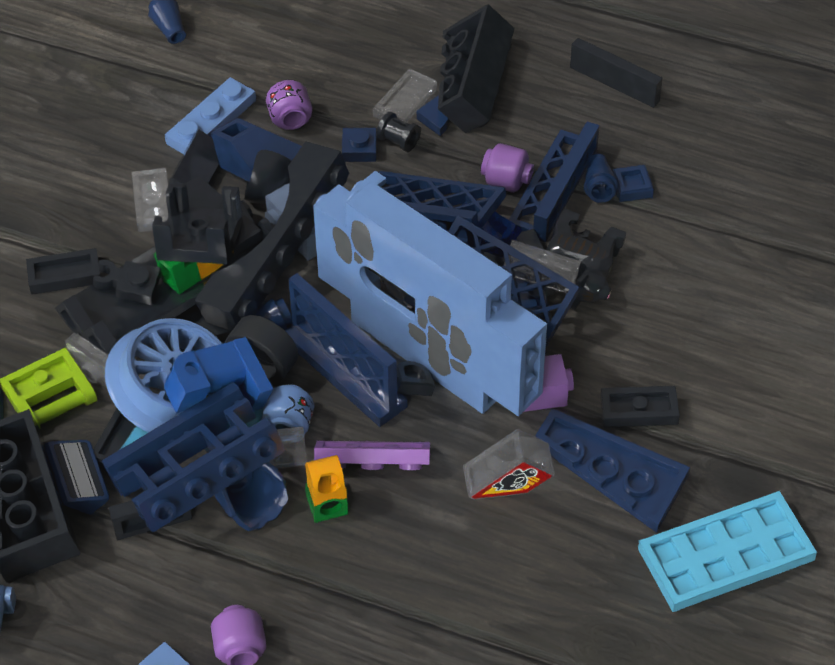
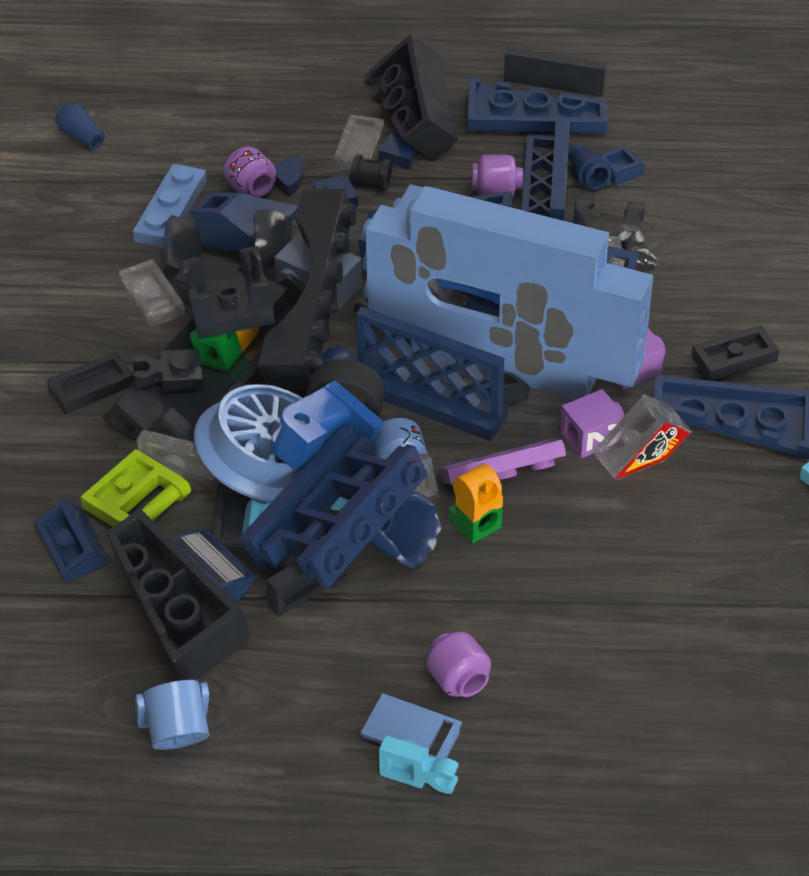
camera: 20 degrees left, 5 degrees down
(327, 113) = (289, 174): none -> dark blue tile
(470, 435) = (589, 421): none -> medium lavender brick
(564, 103) = (534, 111): none -> dark blue wing

